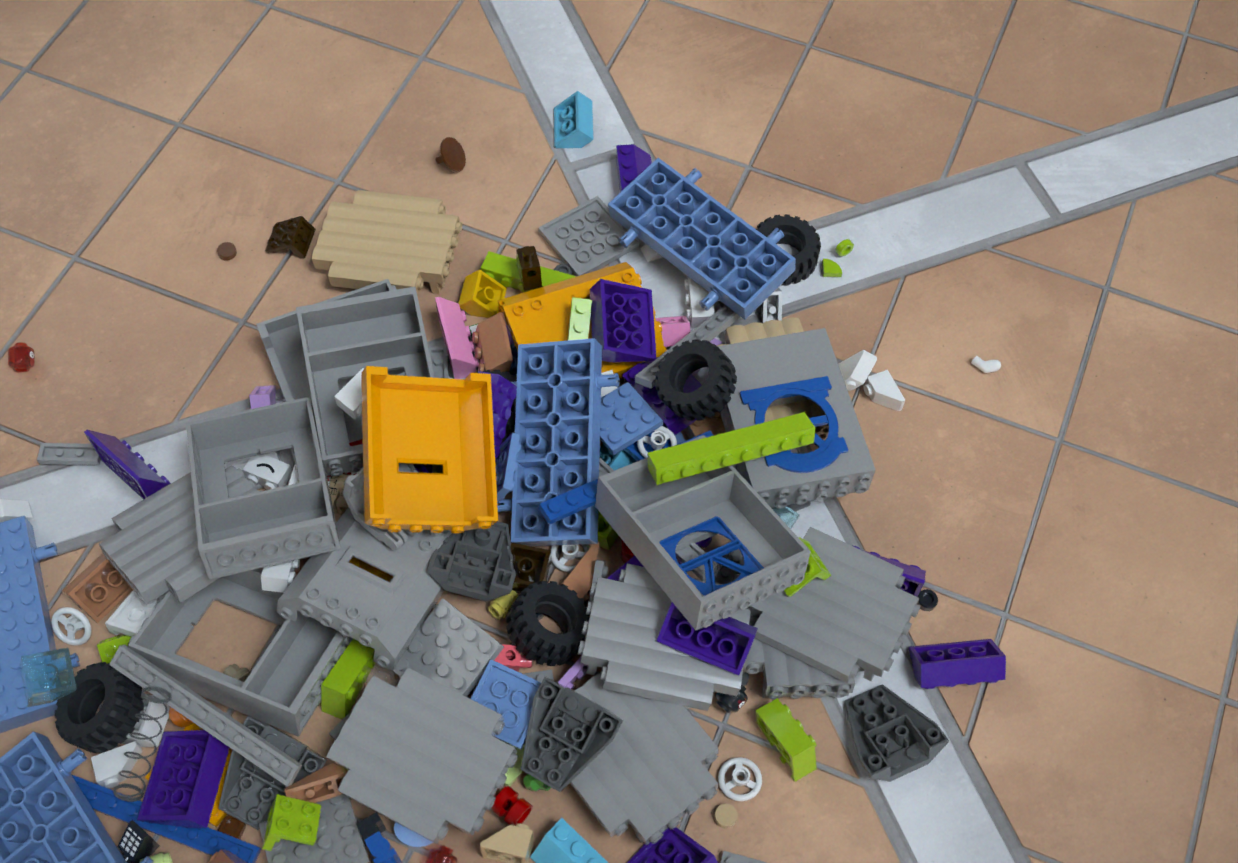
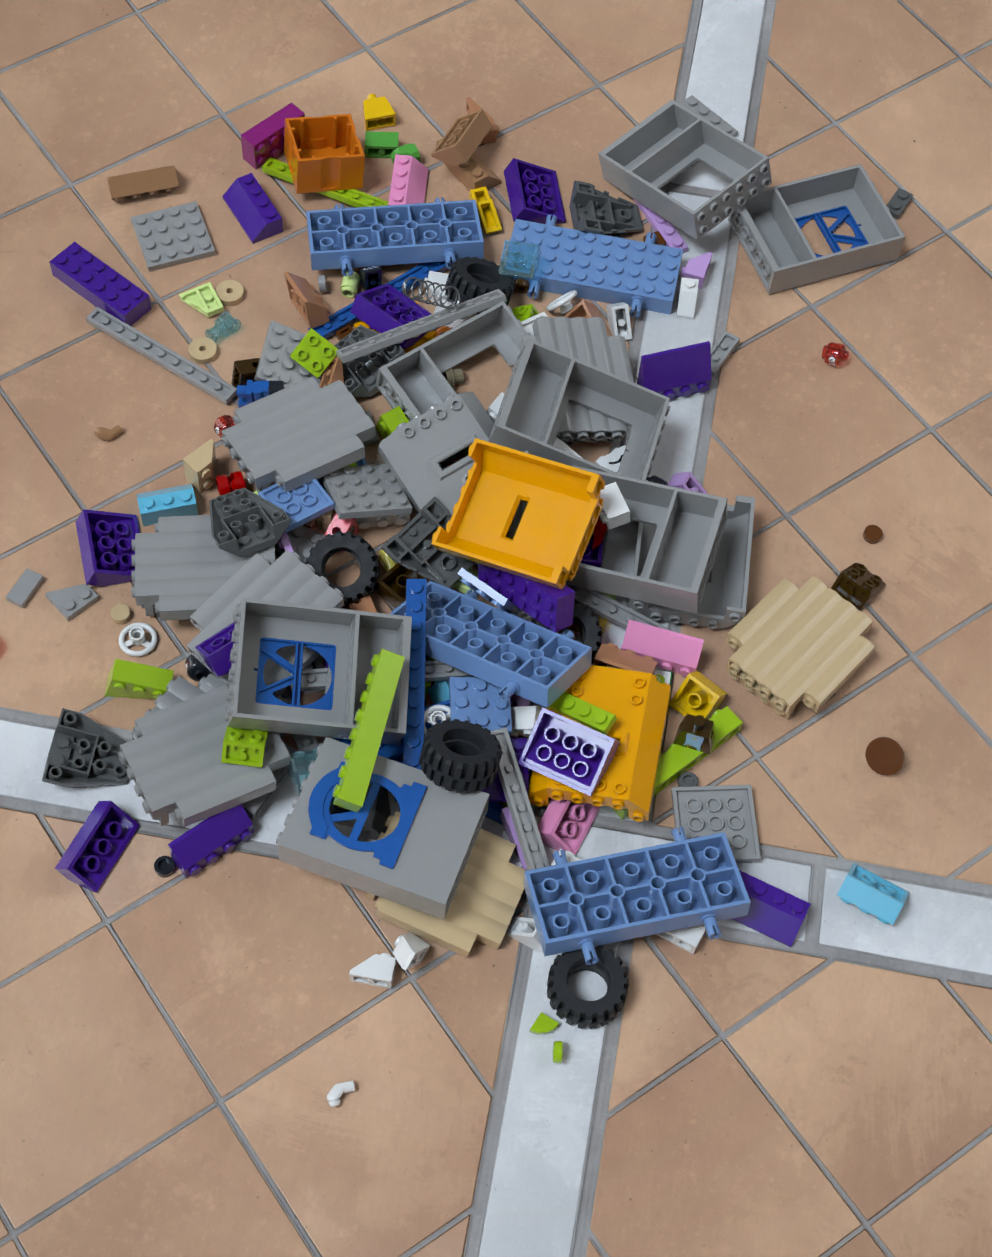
camera: 120 degrees right, 0 degrees up
(70, 560) = (619, 320): none -> white slope

